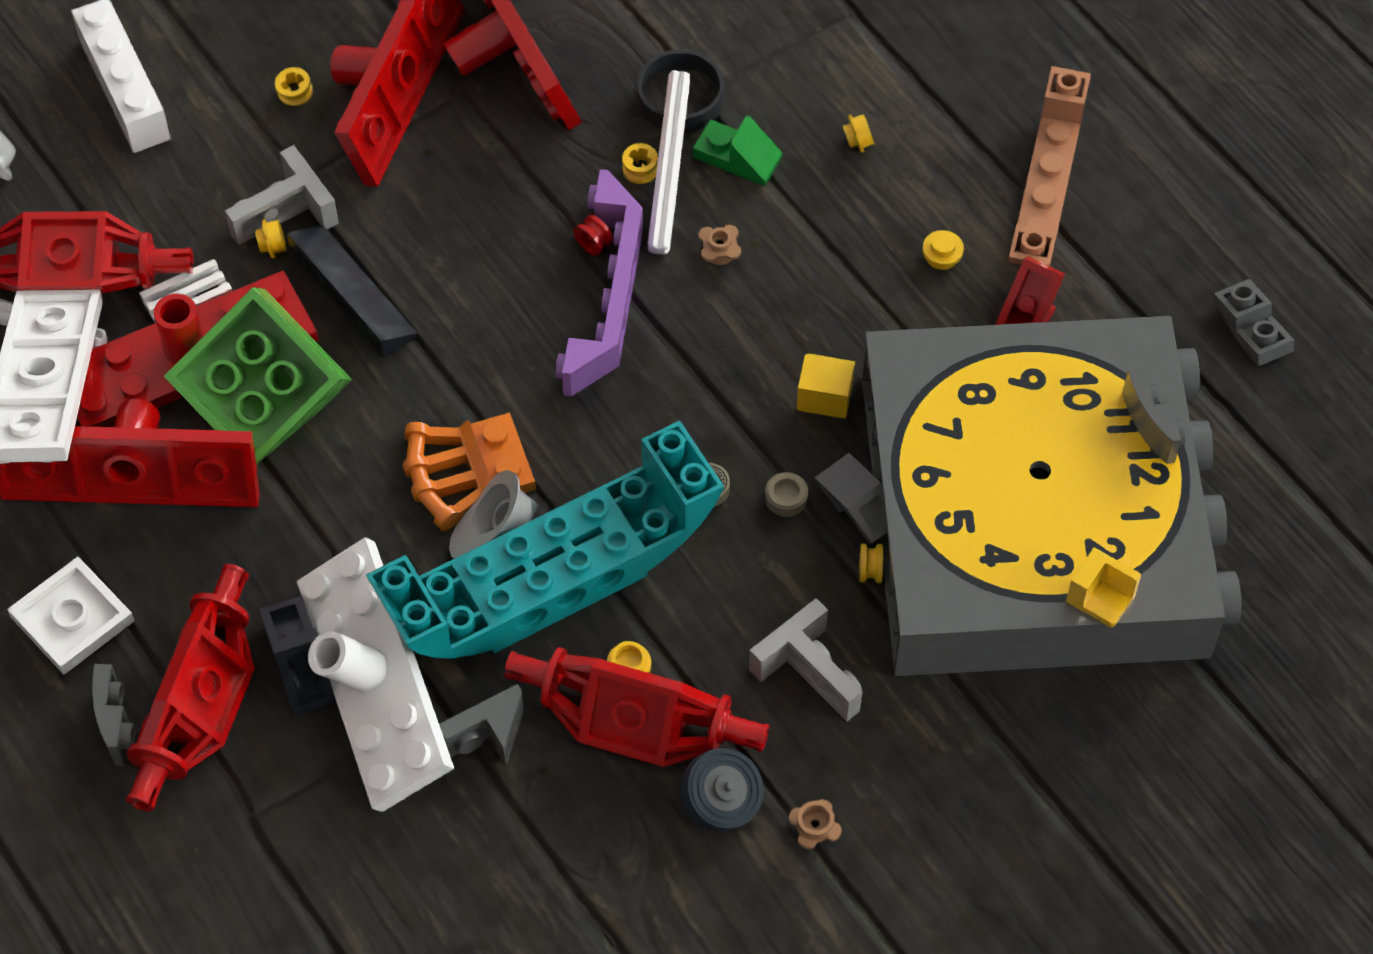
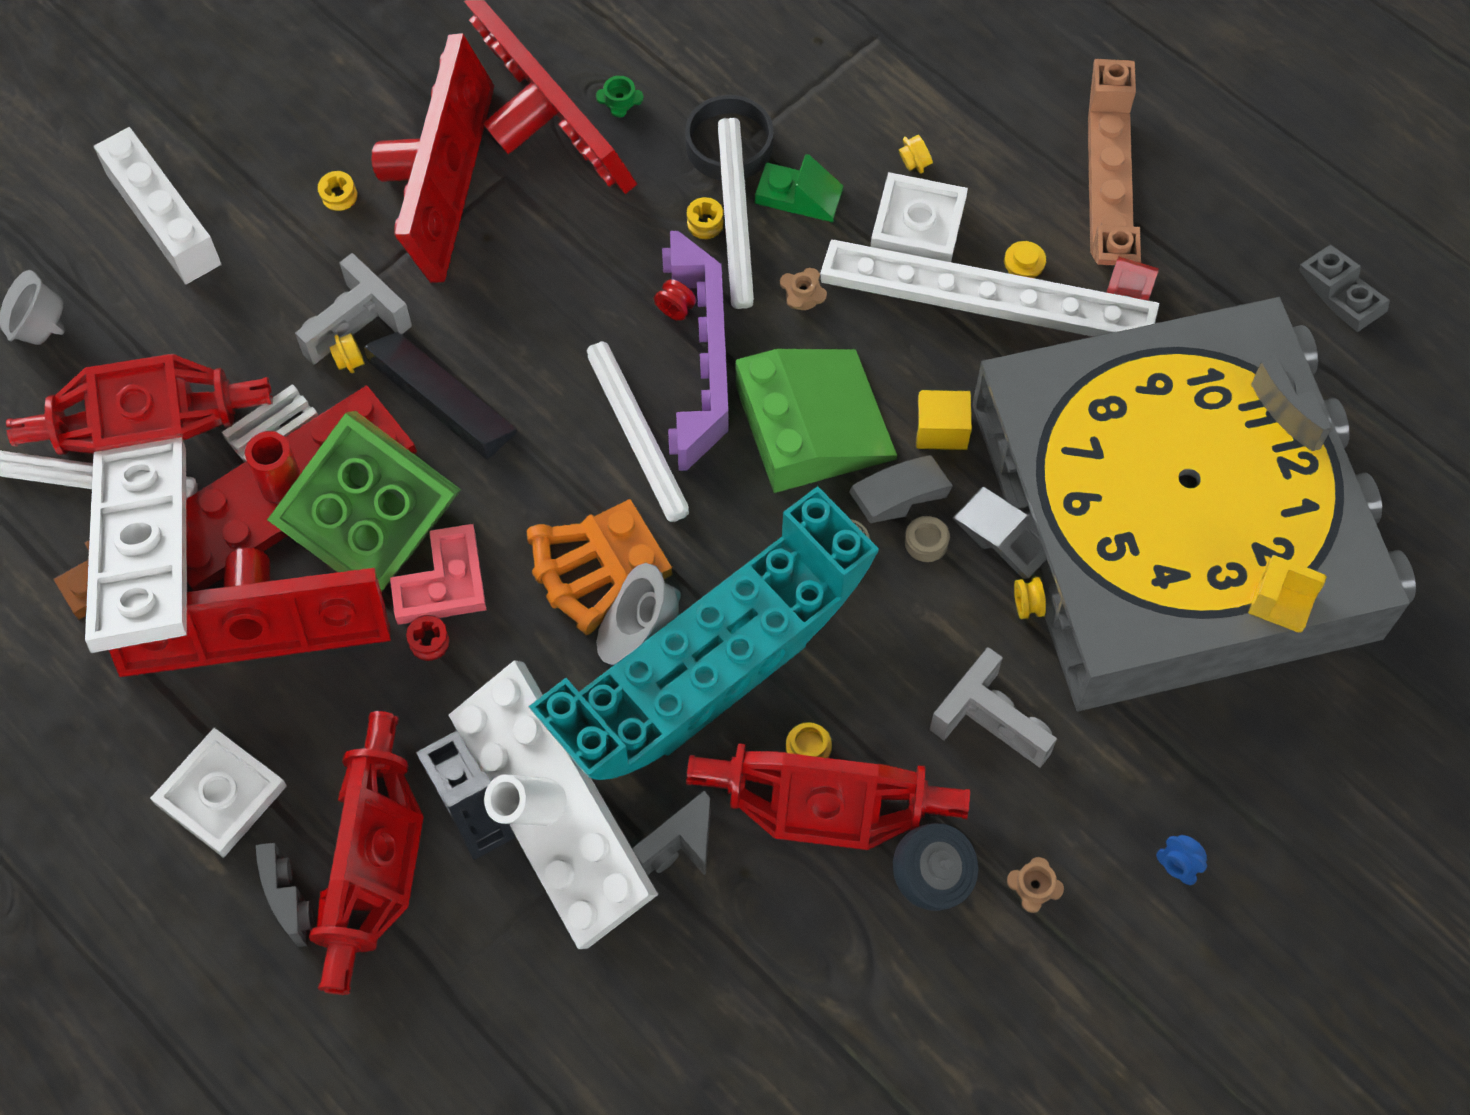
camera: 10 degrees left, 5 degrees up
(284, 501) = (417, 631): none -> red bush
(318, 469) = (452, 586): none -> coral plate
(531, 352) = (638, 432): none -> white axle
(579, 28) = (619, 87): none -> green plate
(701, 361) = (811, 414): none -> bright green slope
(761, 443) = (895, 489): none -> dark grey slope
(848, 193) = (919, 217): none -> white plate
(890, 269) = (983, 291): none -> white plate
(961, 822) = (1183, 858): none -> blue plate

